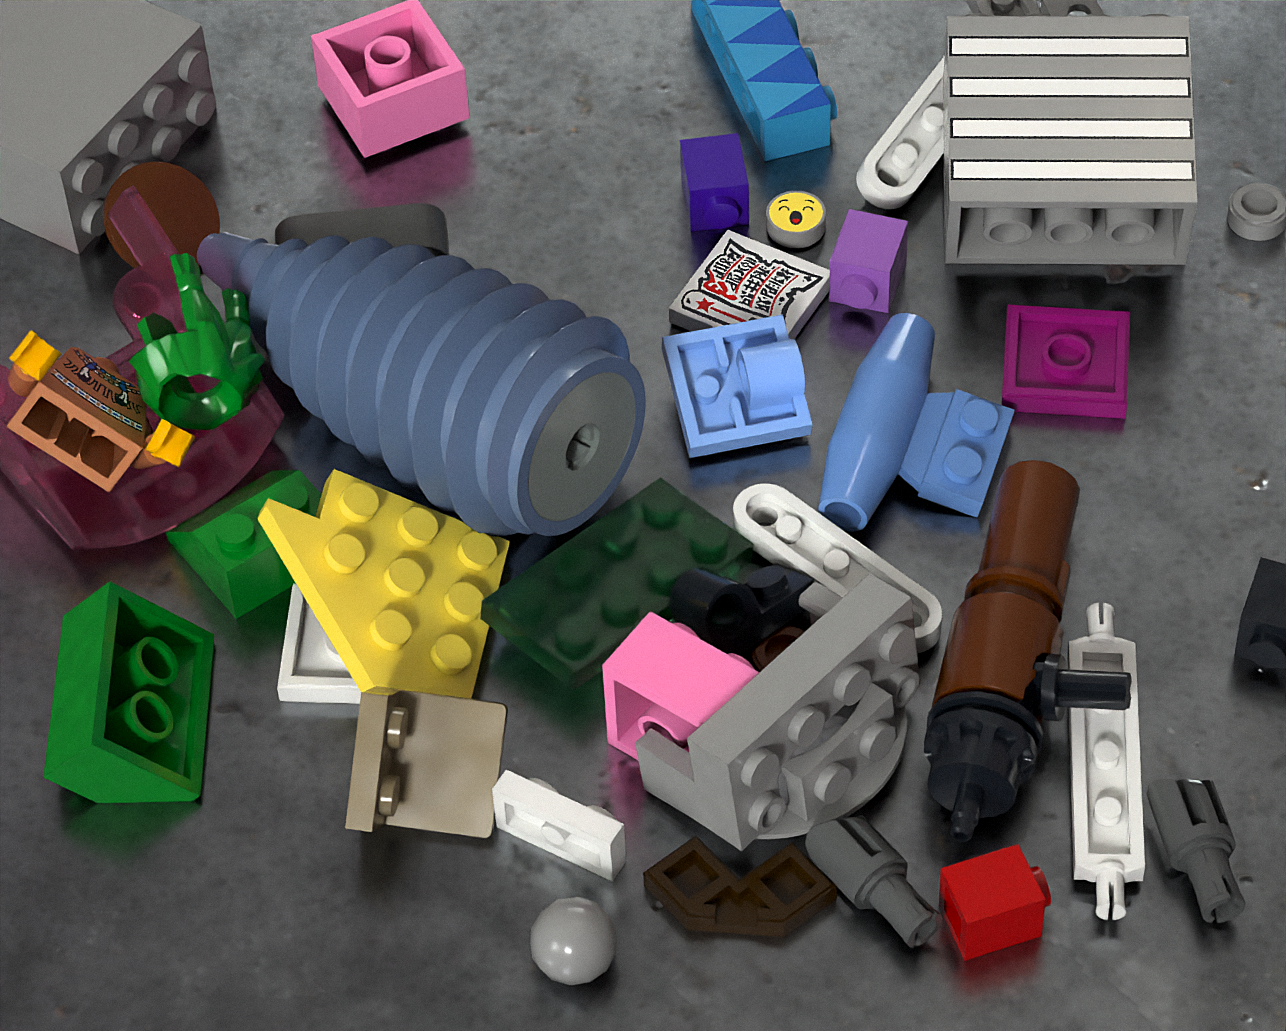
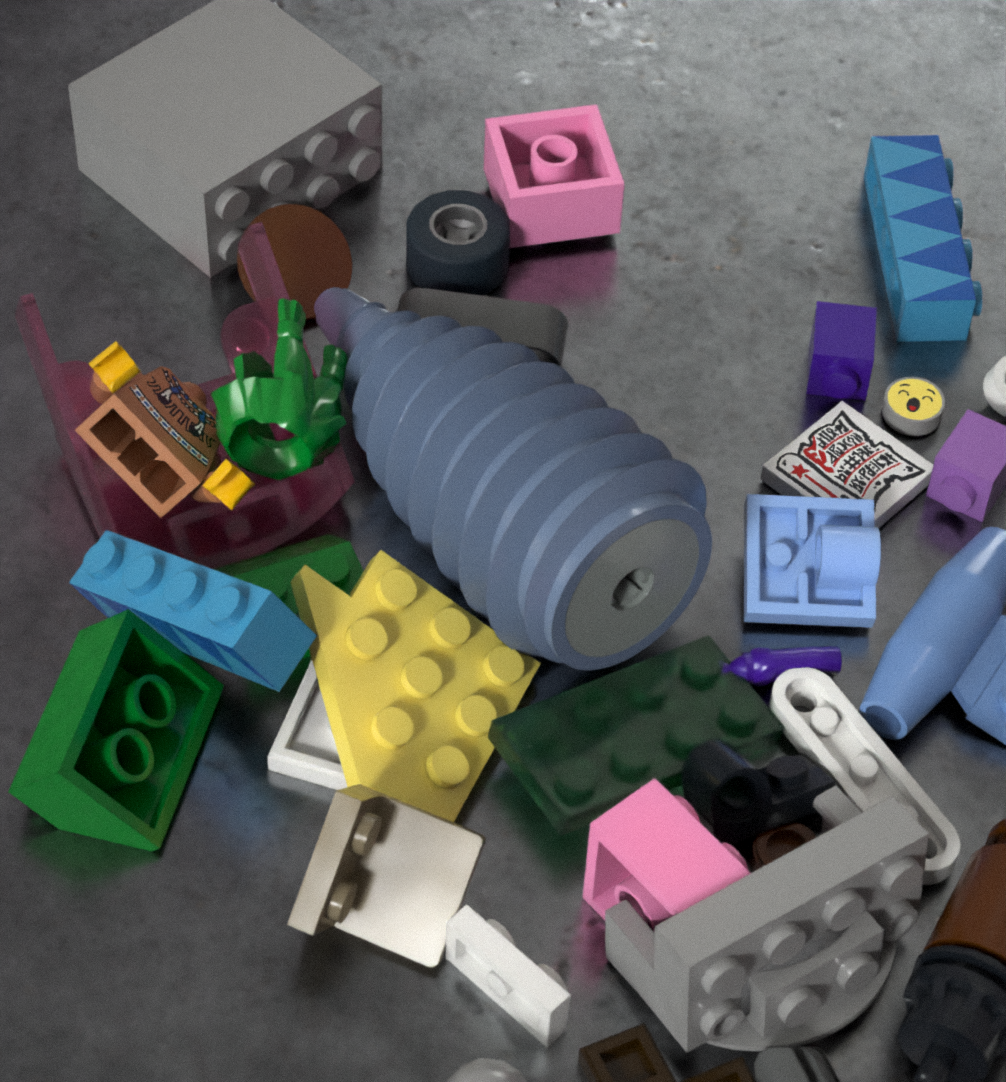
camera: 10 degrees right, 0 degrees up
(174, 564) = (196, 608): none -> dark azure brick
(315, 163) = (458, 242): none -> black wheel
(720, 491) = (764, 664): none -> dark purple piece

